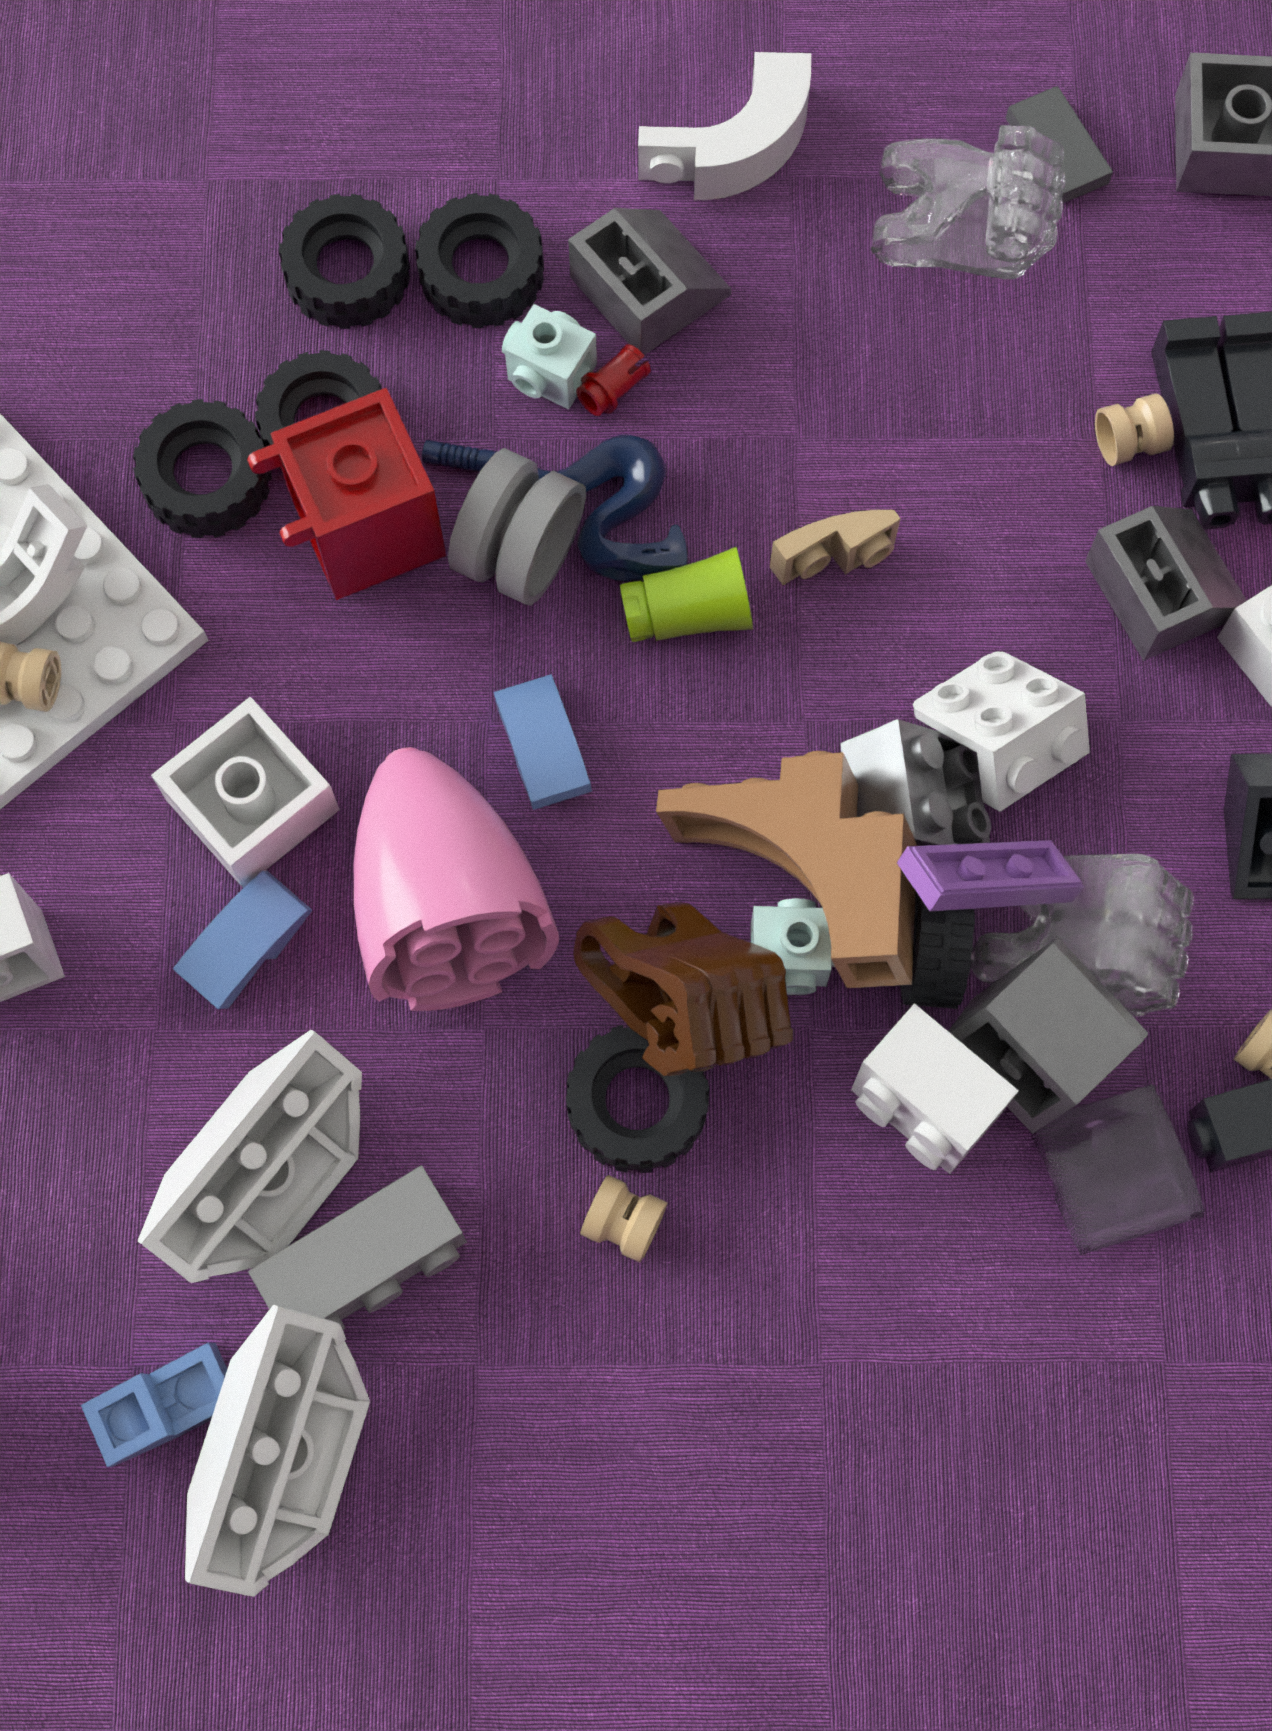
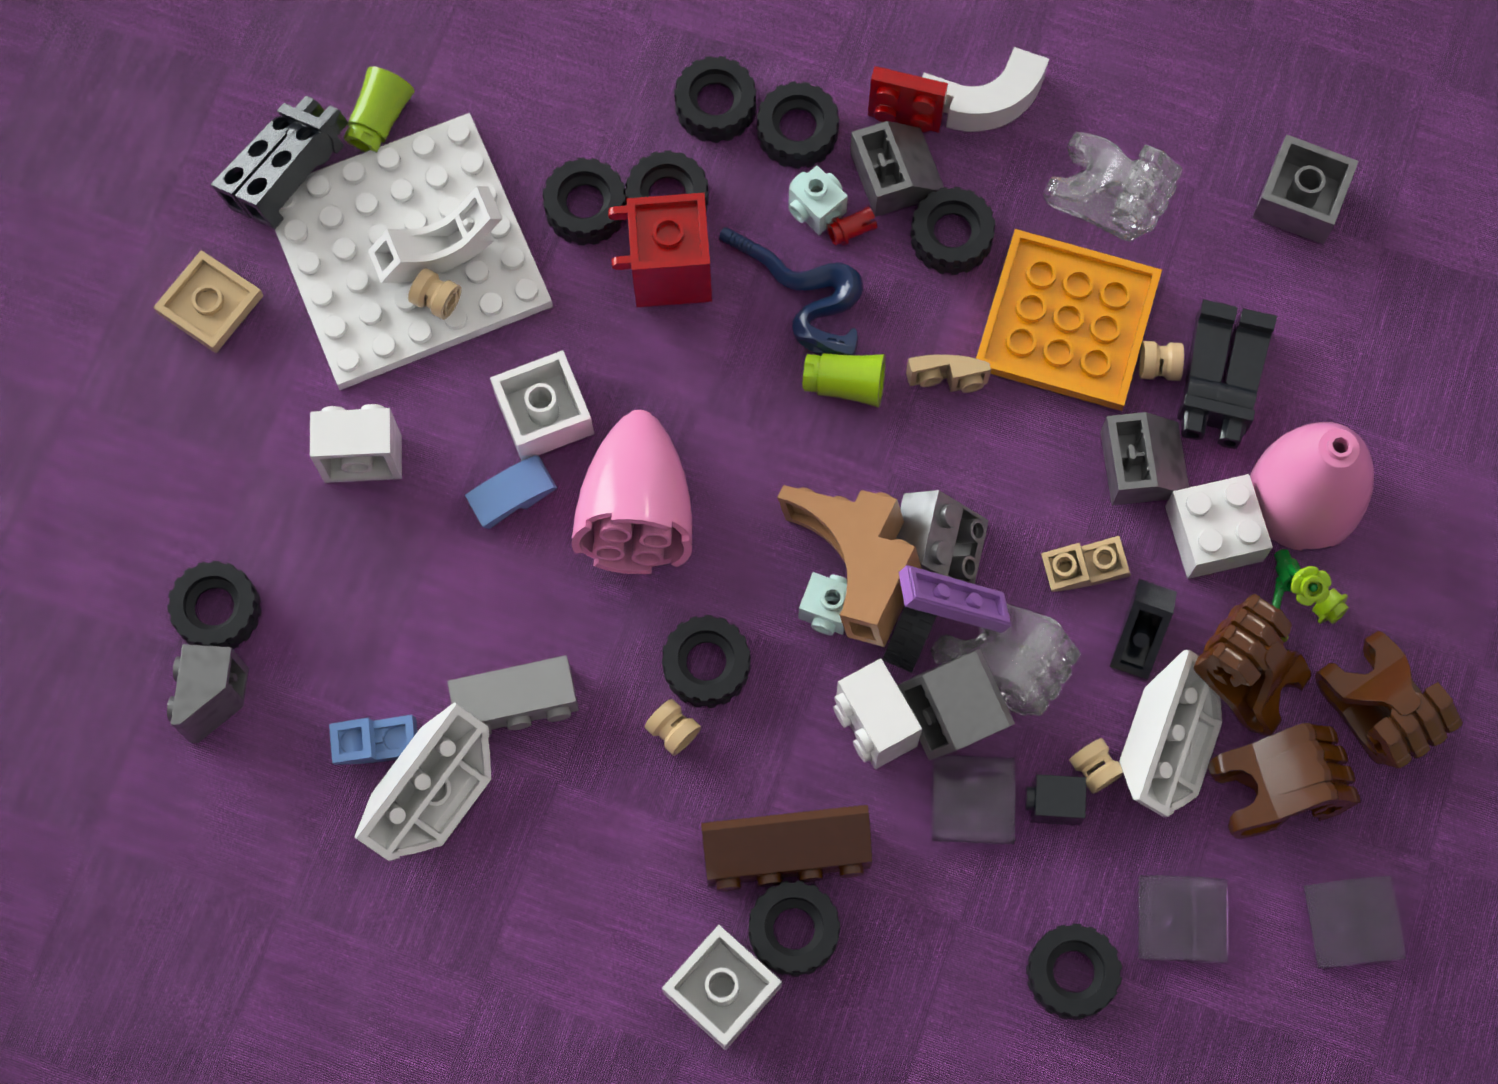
camera: 20 degrees right, 0 degrees up
(259, 1164) = (476, 623): white wedge -> none
(516, 526) = (757, 299): light grey wheel -> none
(542, 742) = (727, 433): medium blue slope -> none
(629, 169) = (907, 99): none -> red plate
(688, 988) = (755, 606): reddish brown piece -> none
(767, 298) = (952, 202): none -> black tyre
(856, 1608) = (722, 987): none -> white brick
(871, 1346) = (787, 847): none -> reddish brown slope
(978, 414) = (1068, 319): none -> light orange plate
(978, 1469) = (802, 897): none -> black tyre
(1014, 719) = (1013, 516): white bracket -> none
(1054, 118) = (1189, 151): dark grey tile -> none
(1142, 759) = (1085, 565): none -> tan slope

